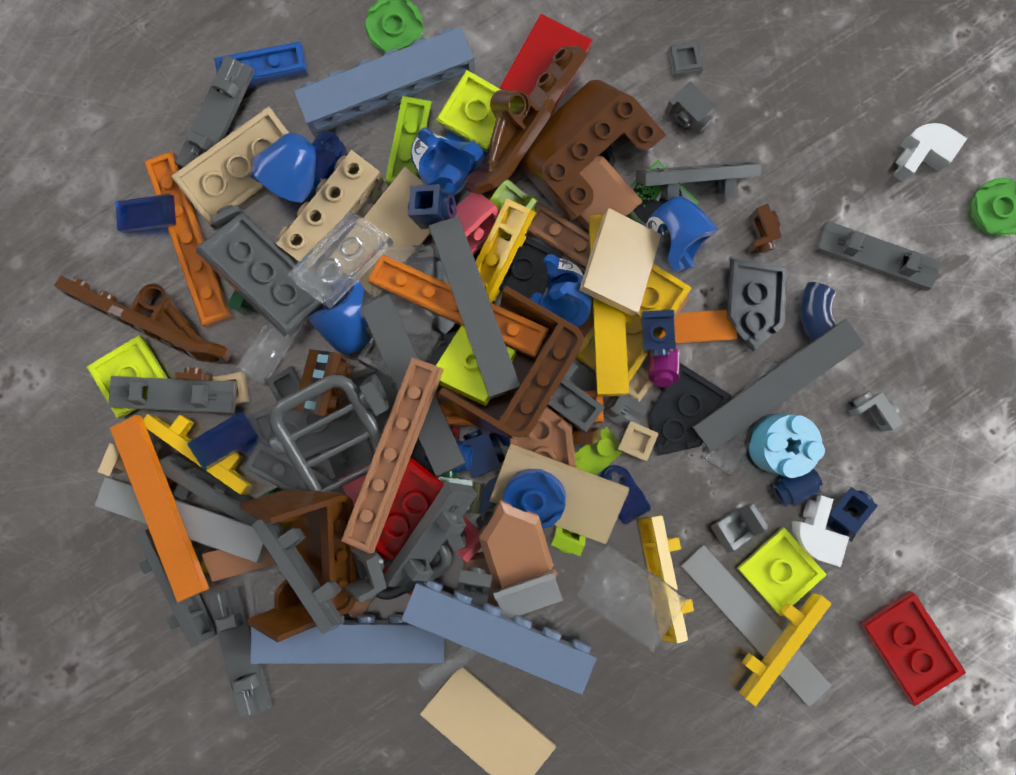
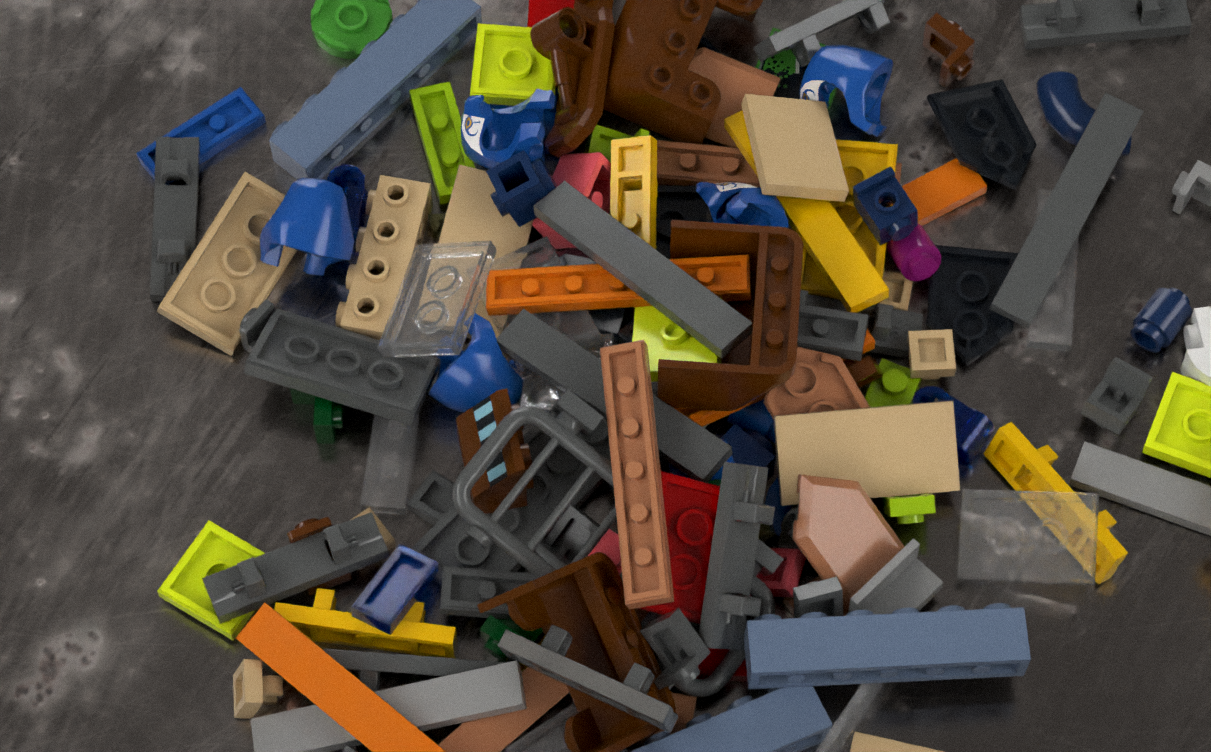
camera: 25 degrees left, 20 degrees down
(145, 213) = (140, 372): clear blue tile -> none
(158, 322) = (226, 496): reddish brown piece -> none
(186, 236) = (212, 384): orange tile -> none
(538, 493) = (843, 454): blue tile -> none
(786, 444) = (1116, 272): medium azure brick -> none

